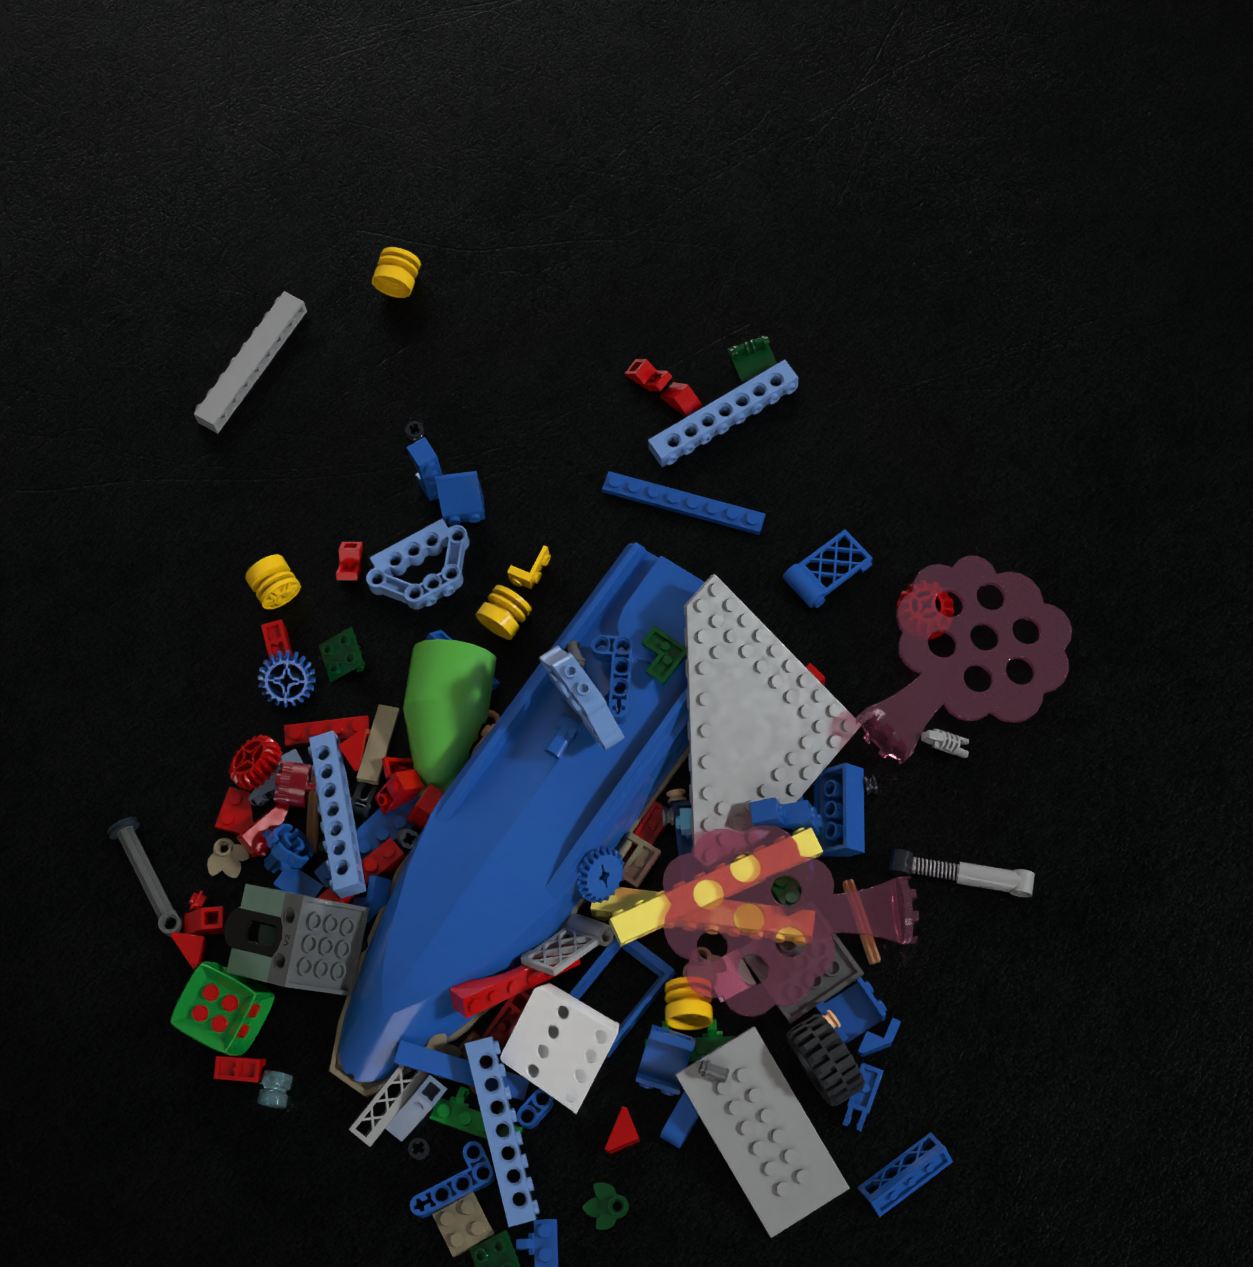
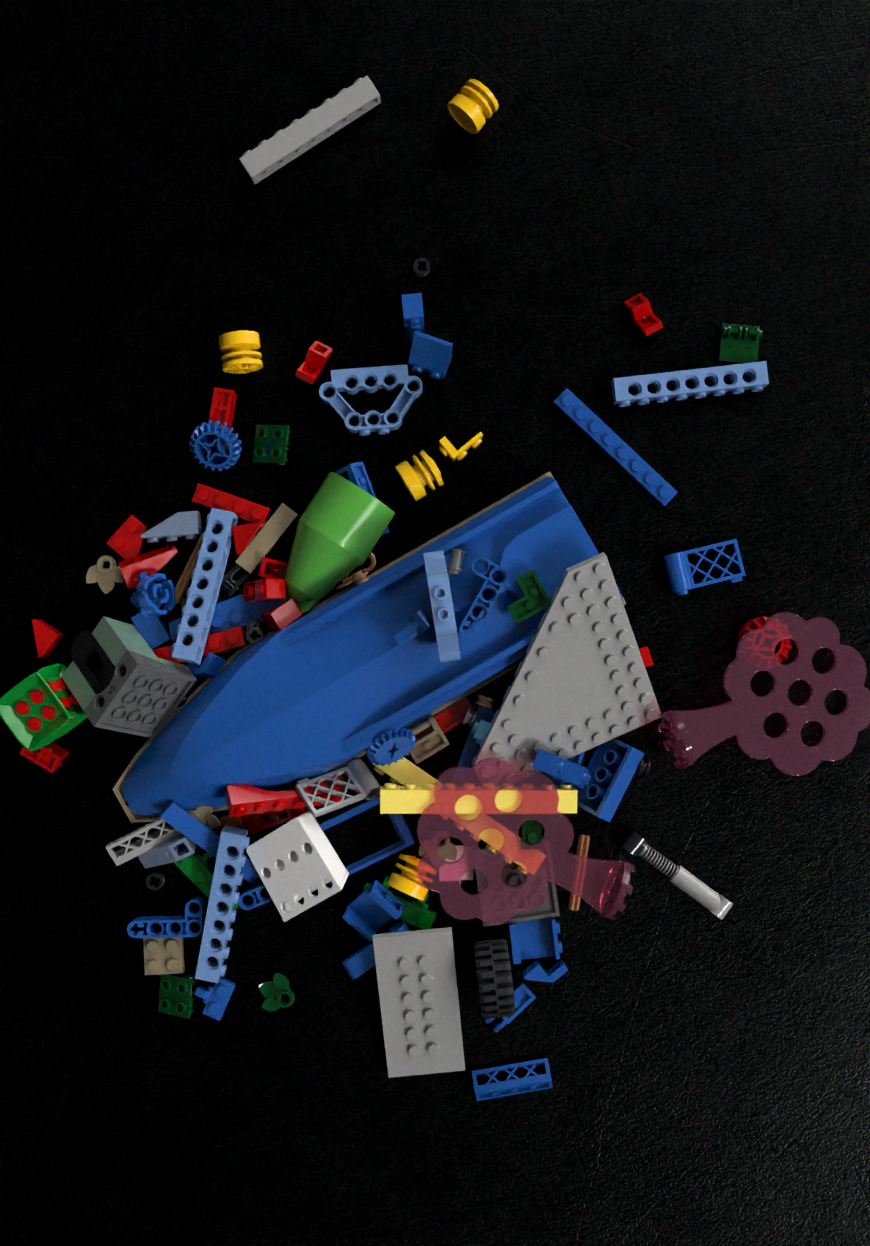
camera: 20 degrees right, 20 degrees up
(125, 832) = (34, 560): dark grey piece -> none
(197, 900) = (66, 599): red plate -> none
(206, 921) = (65, 621): red slope -> none
(255, 762) = (159, 507): red gear -> none
(274, 1089) = (62, 786): clear light blue wheel -> none
(293, 783) = (180, 545): dark red piece -> none
(623, 1133) = (314, 948): red slope -> none
(682, 399) = (660, 351): red slope -> none
(713, 1071) = (402, 951): dark grey pin -> none
(831, 1018) = (513, 946): light nougat bush -> none
(946, 742) = (721, 765): light grey hinge -> none

